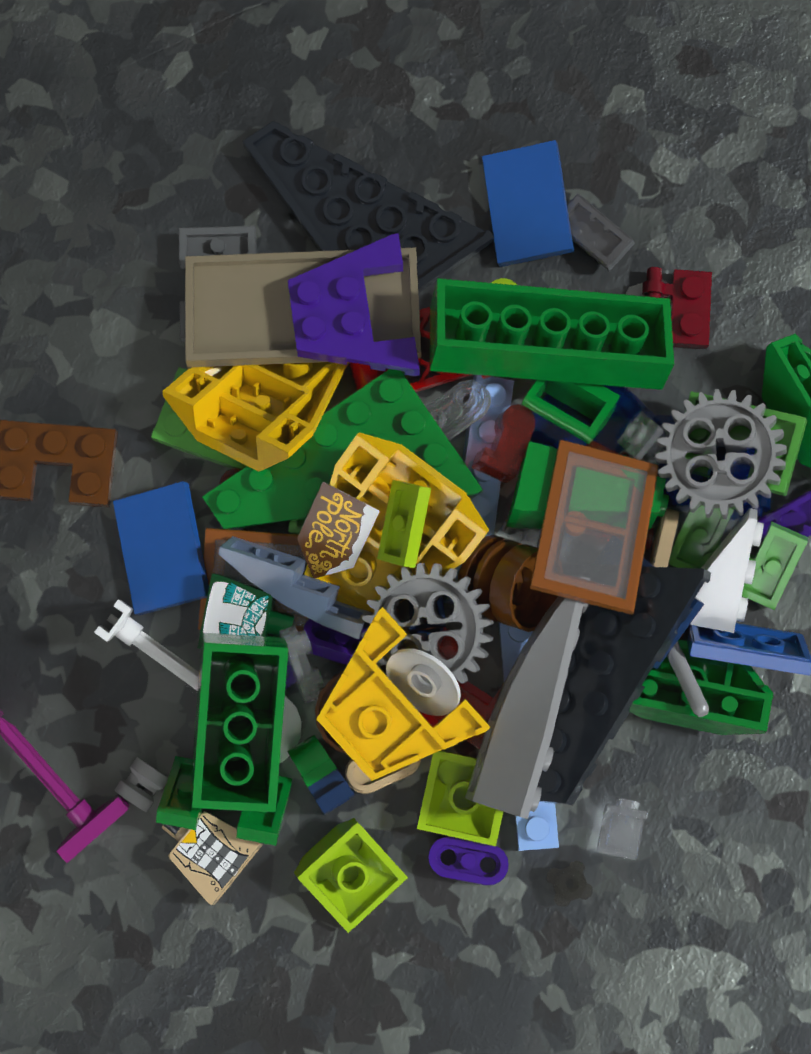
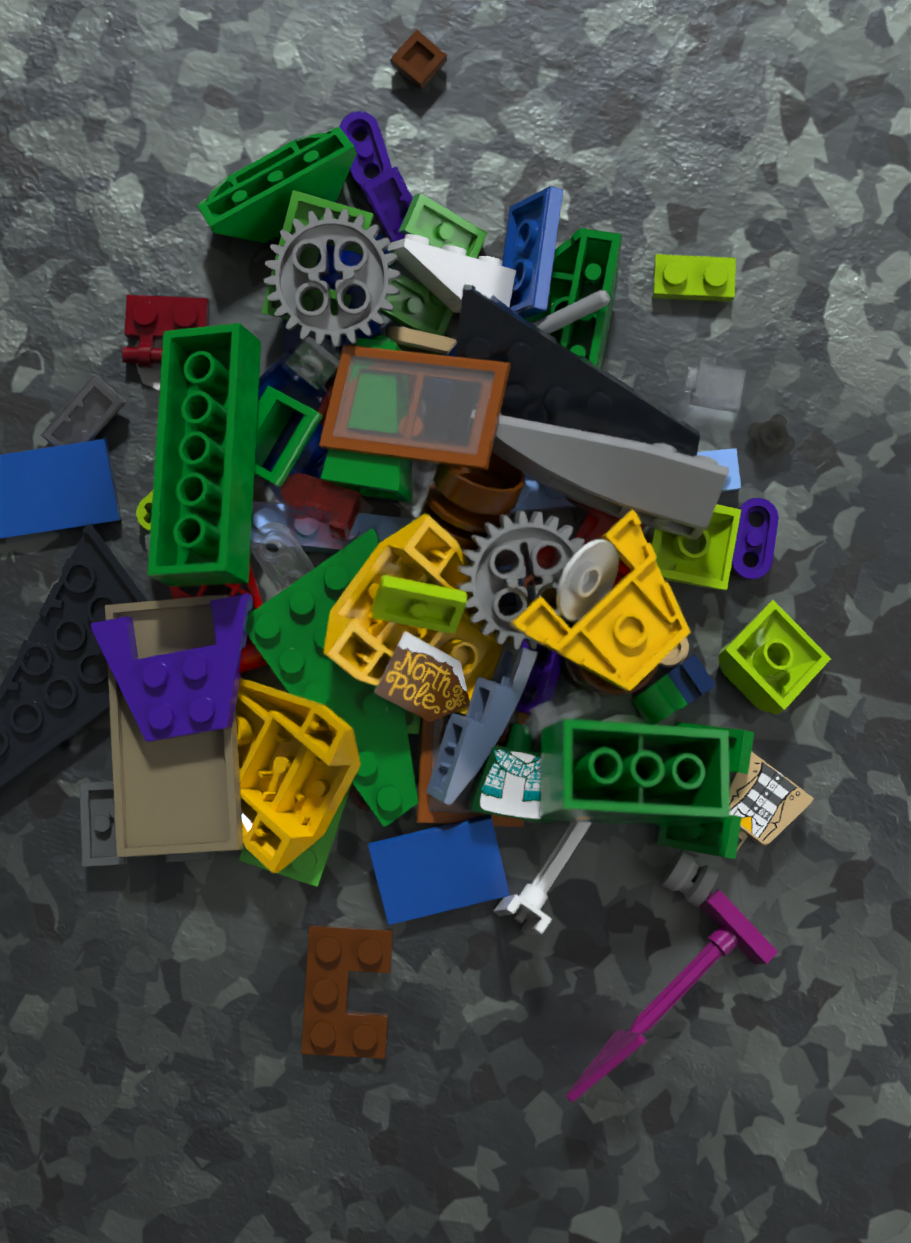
camera: 90 degrees left, 5 degrees up
(731, 813) = (694, 277): none -> lime plate

